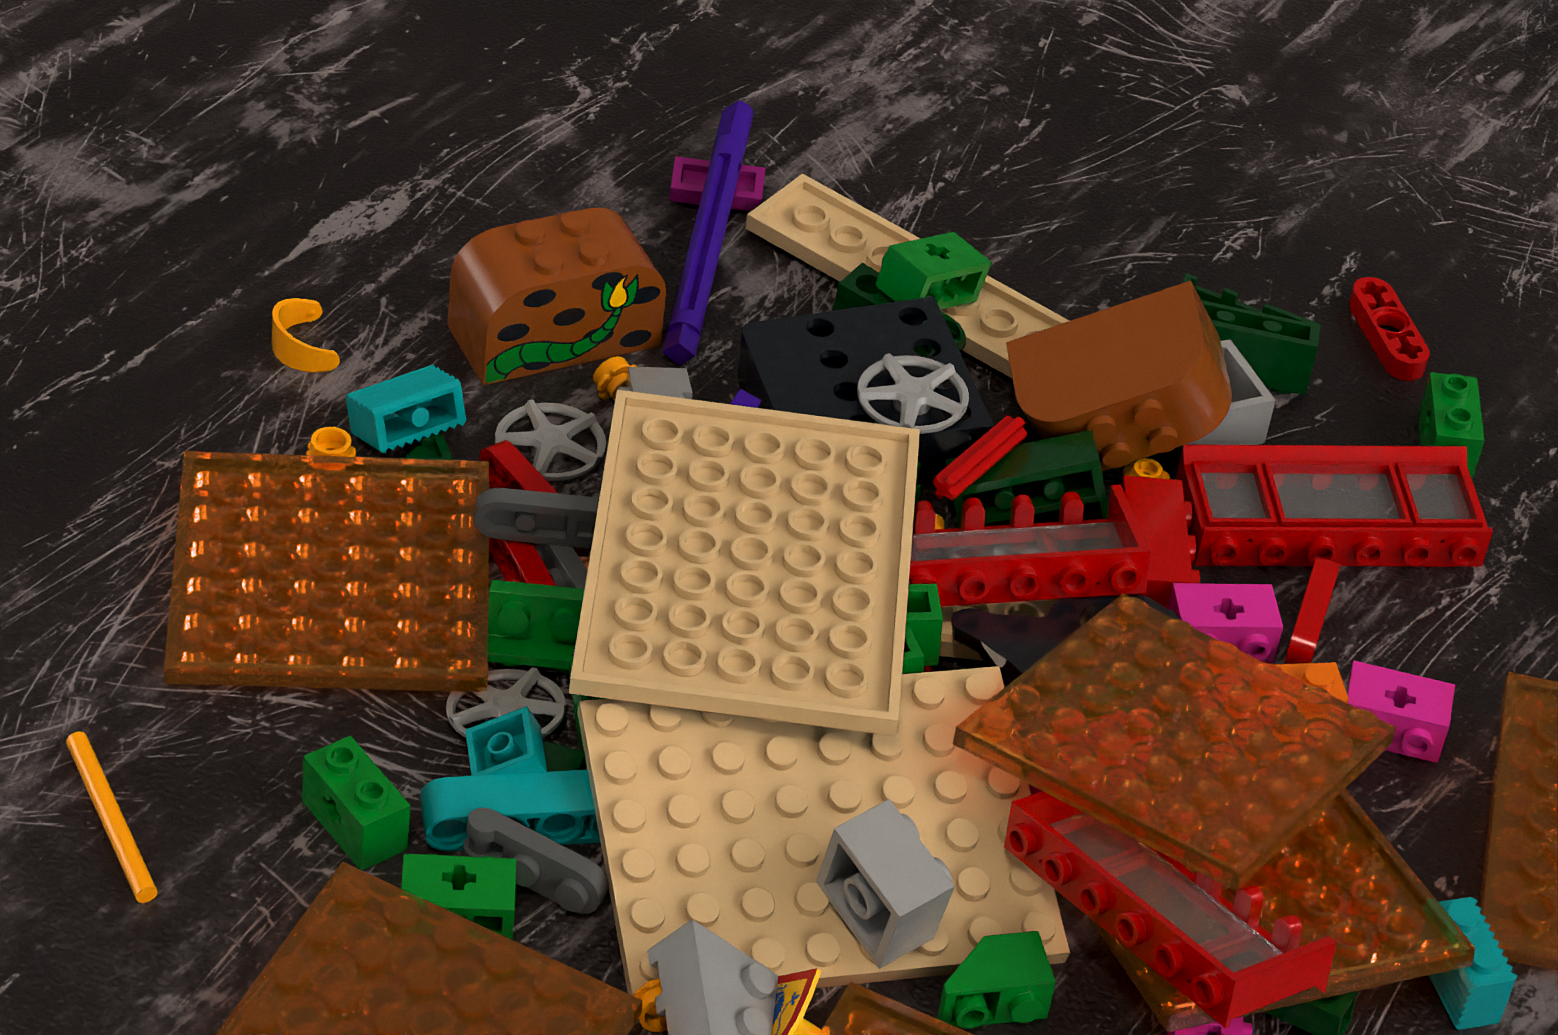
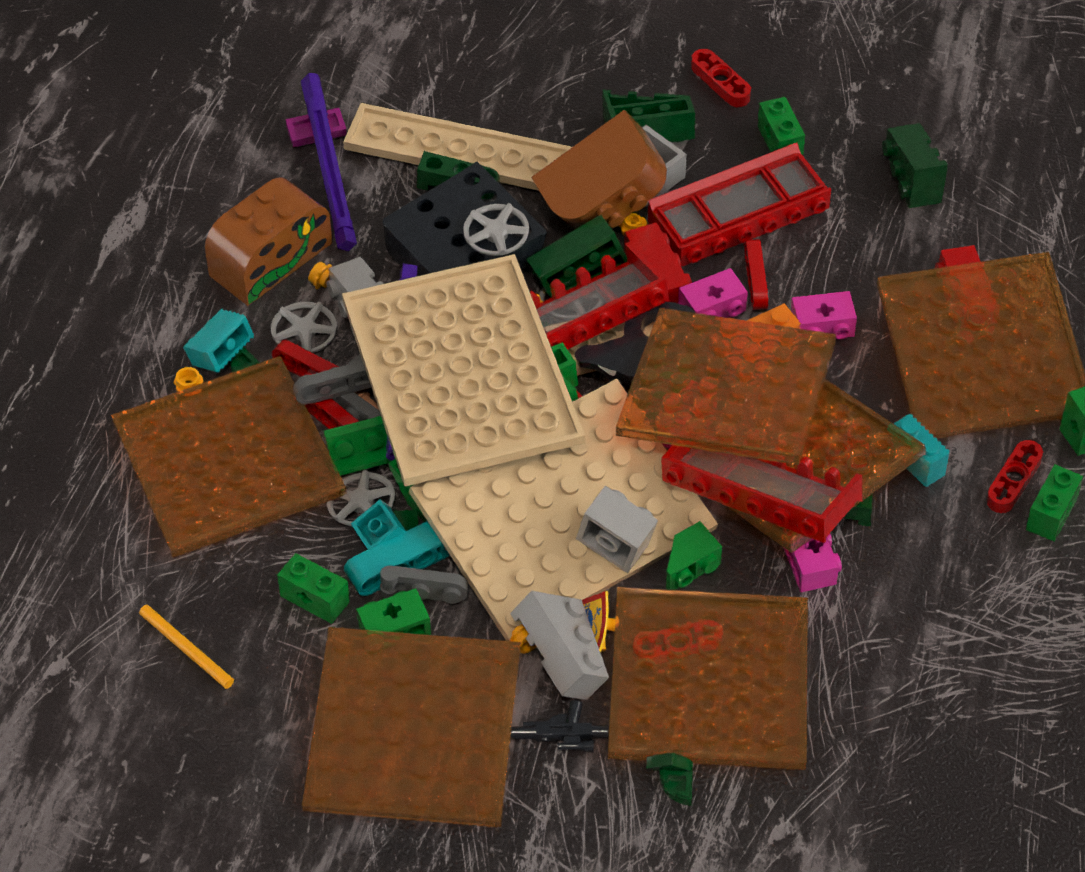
camera: 15 degrees left, 10 degrees up
(293, 351) = (130, 326): light orange helmet -> none
(934, 267) = (467, 143): green brick -> none
(979, 457) = (548, 254): red axle -> none

